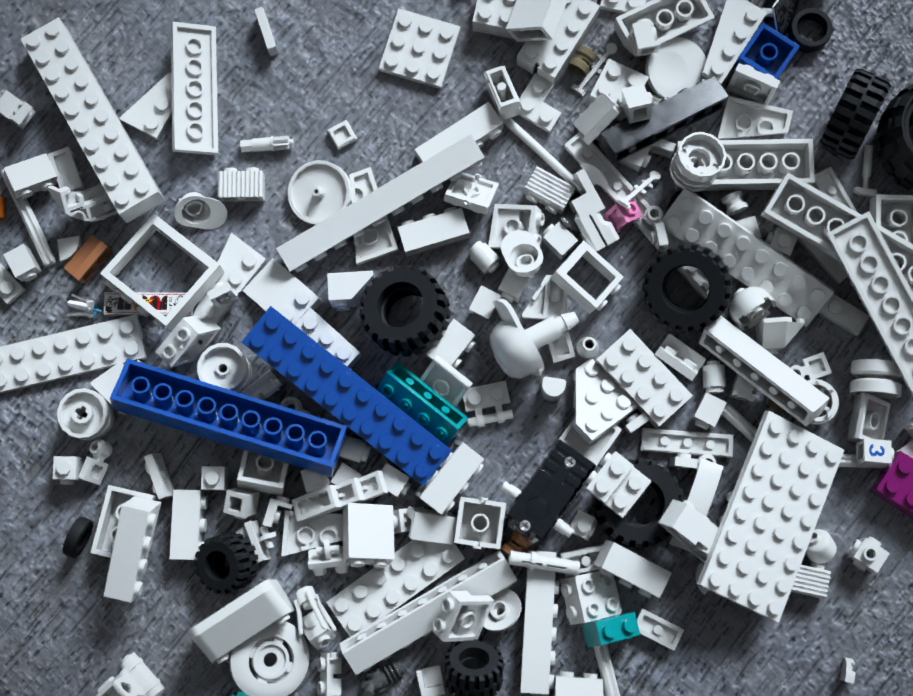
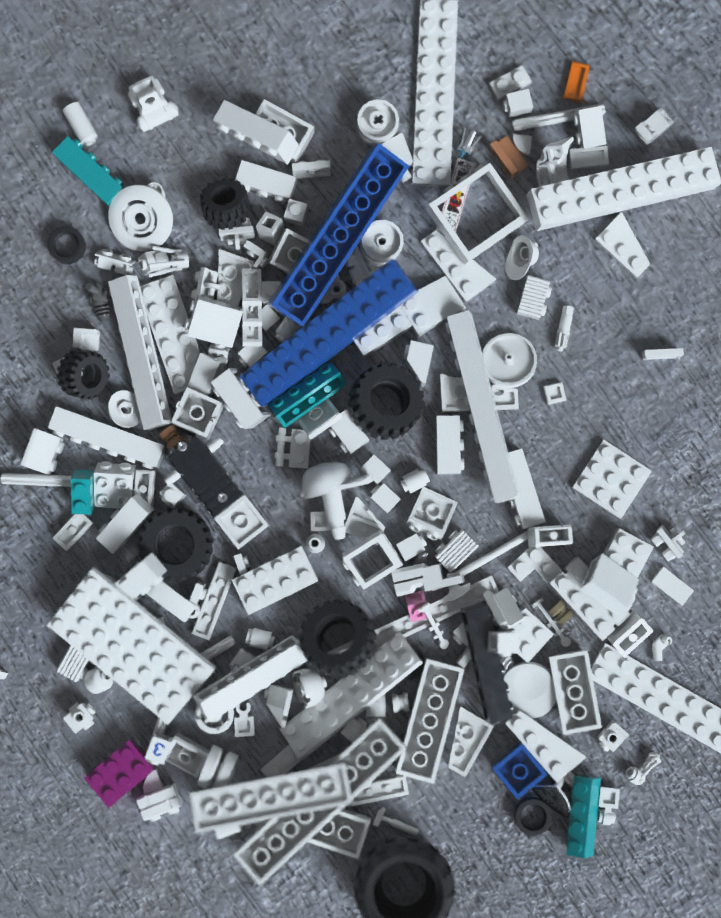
camera: 100 degrees right, 5 degrees up
(67, 469) = (337, 98): white brick -> none
(77, 537) = (280, 92): black tyre -> none
(95, 468) = (333, 120): white plate -> none
(183, 343) = (412, 218): white window -> none
(194, 89) = (628, 280): white plate -> none
(222, 294) = (442, 255): white plate -> none
(242, 620) = (174, 204): white windscreen -> none
(461, 616) = (126, 376): white plate -> none
(471, 193) = (470, 485): white plate -> none
(522, 253) = (406, 510): white piece -> none
(542, 562) = (152, 448): white pin -> none
(552, 388) = (287, 503): white brick -> none
(598, 401) = (266, 536): white plate -> none
(617, 483) = (193, 529): white plate -> none
(644, 38) = (560, 667): white brick -> none
(658, 235) = (390, 629): white plate -> none
(680, 356) = (284, 615): white bracket -> none
(705, 154) = (440, 687): white wheel -> none
(708, 411) = (233, 625): white brick -> none
(753, 84) = (500, 744): white plate -> none
(854, 113) = (443, 825): black tyre -> none

